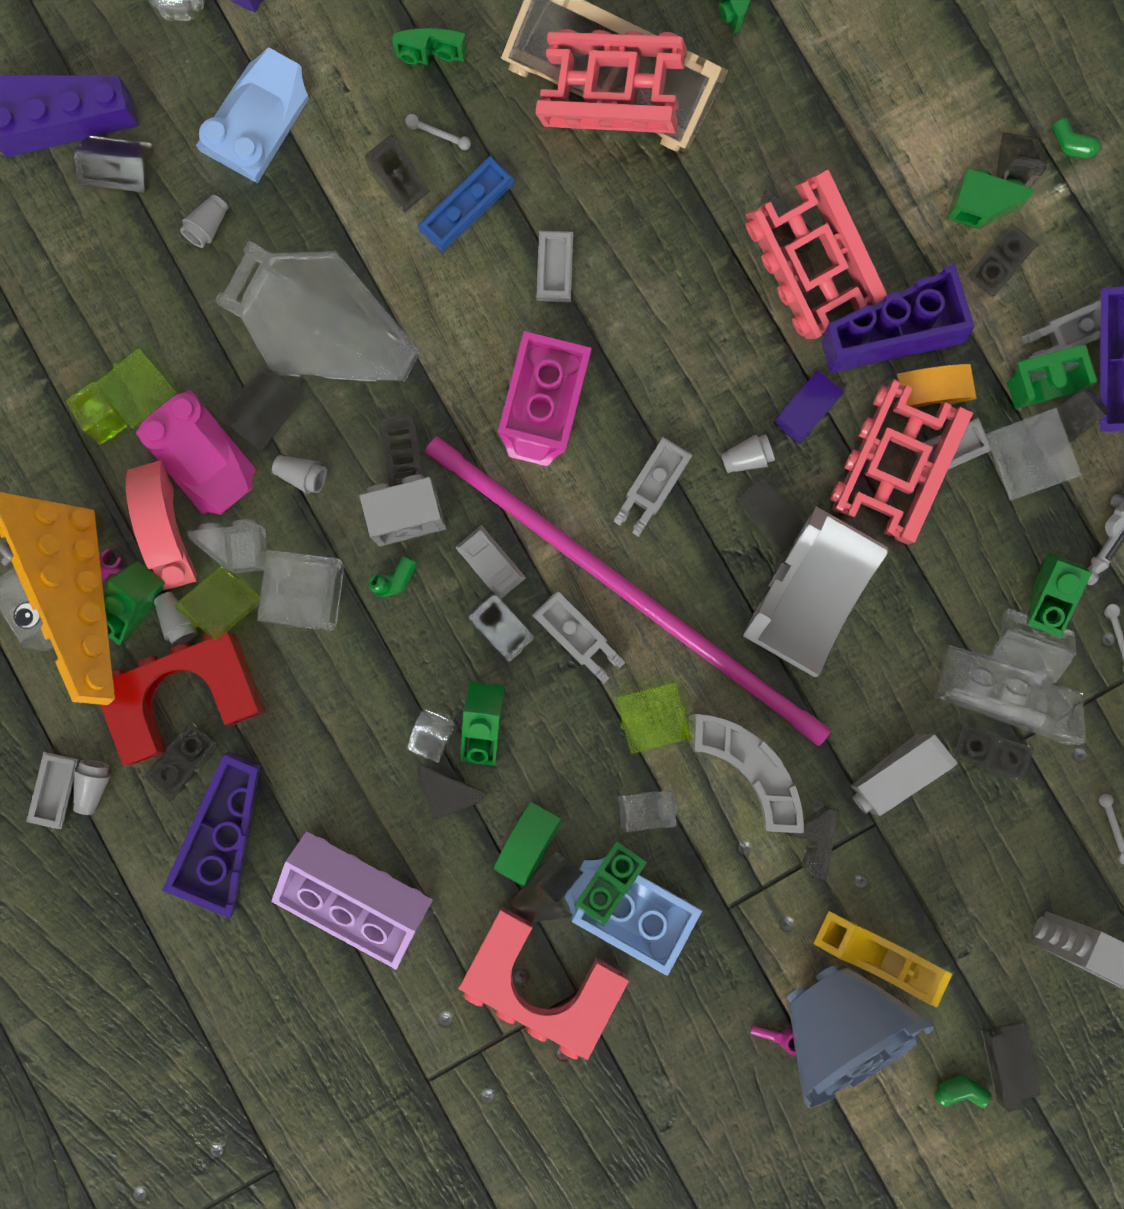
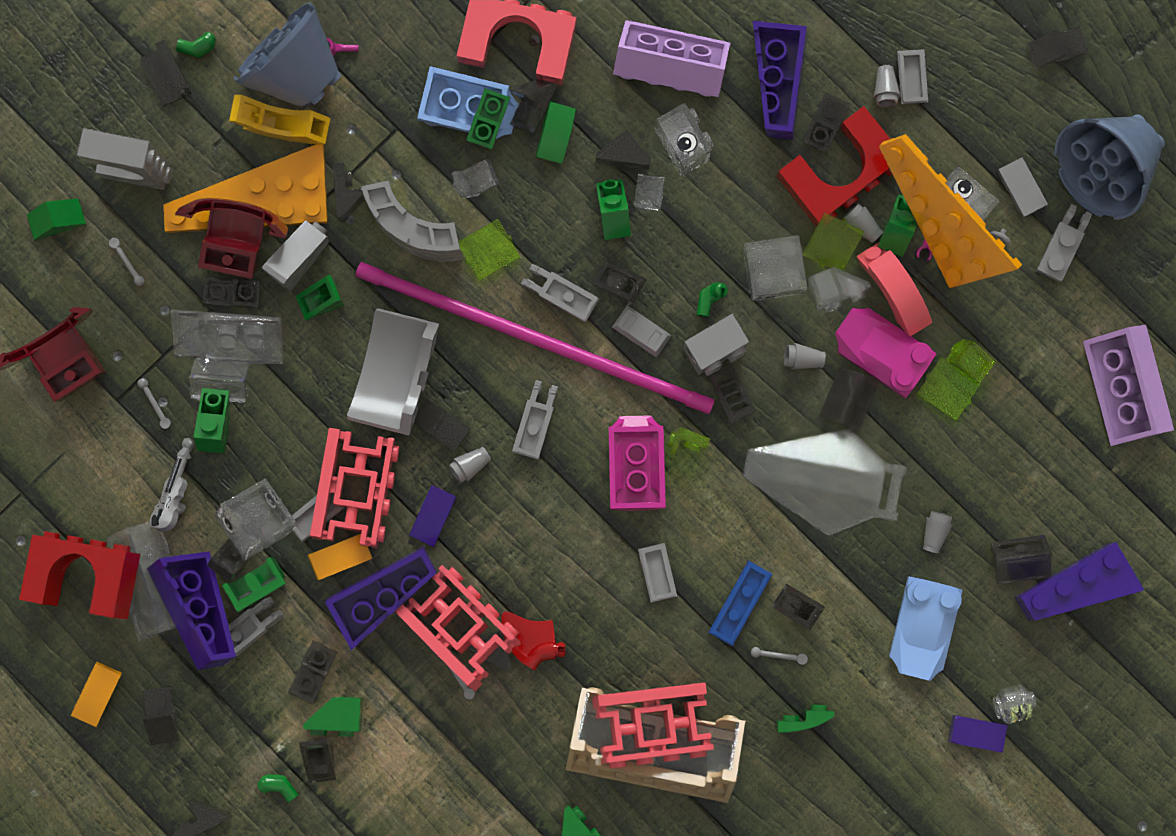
camera: 165 degrees right, 0 degrees up
(365, 786) = (684, 139): none -> clear brick
(467, 409) = (692, 440): none -> clear neon green bracket
(724, 228) = (536, 640): none -> red arm
(881, 712) = (320, 298): none -> green slope
(913, 865) = (287, 187): none -> light orange wing
(978, 822) = (233, 234): none -> dark red piece

